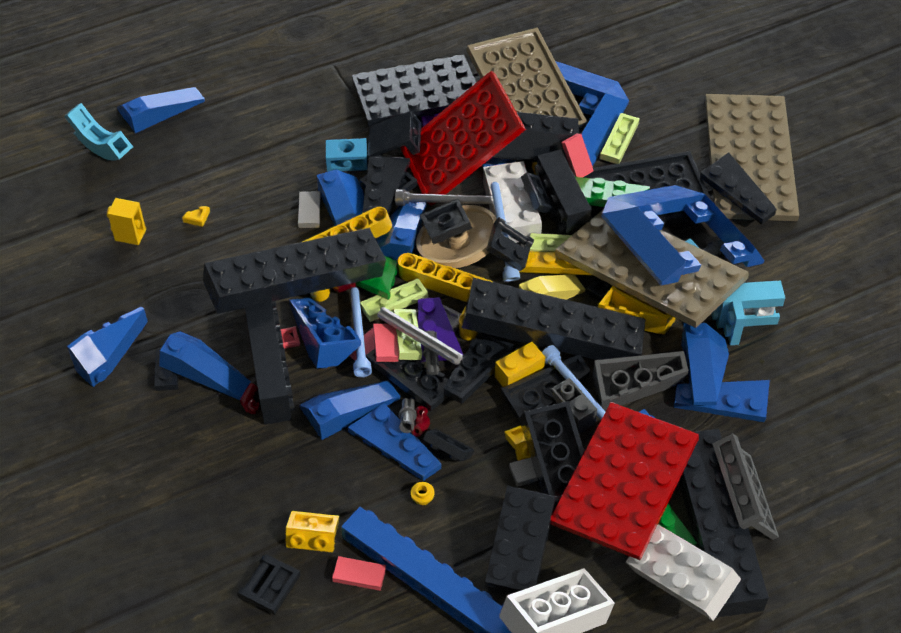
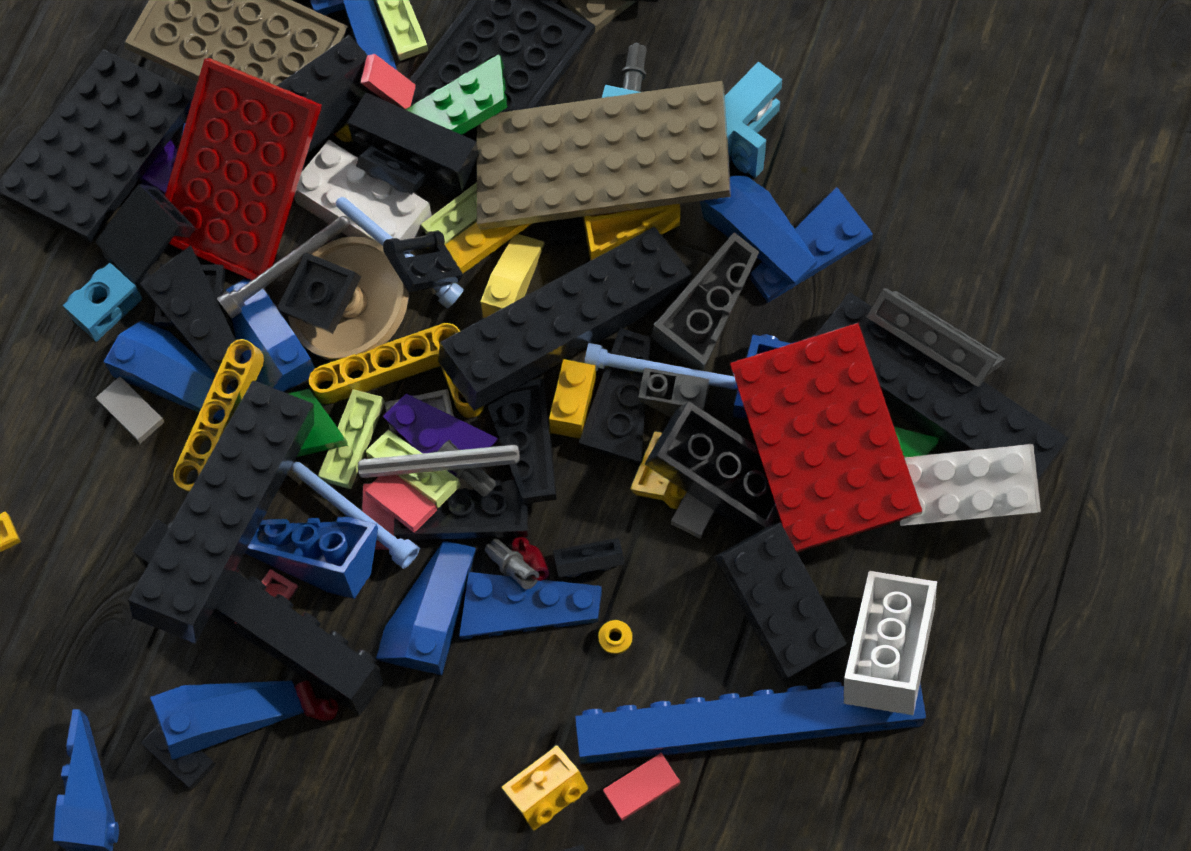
camera: 40 degrees left, 15 degrees up
(638, 226) = (535, 116): blue slope -> none

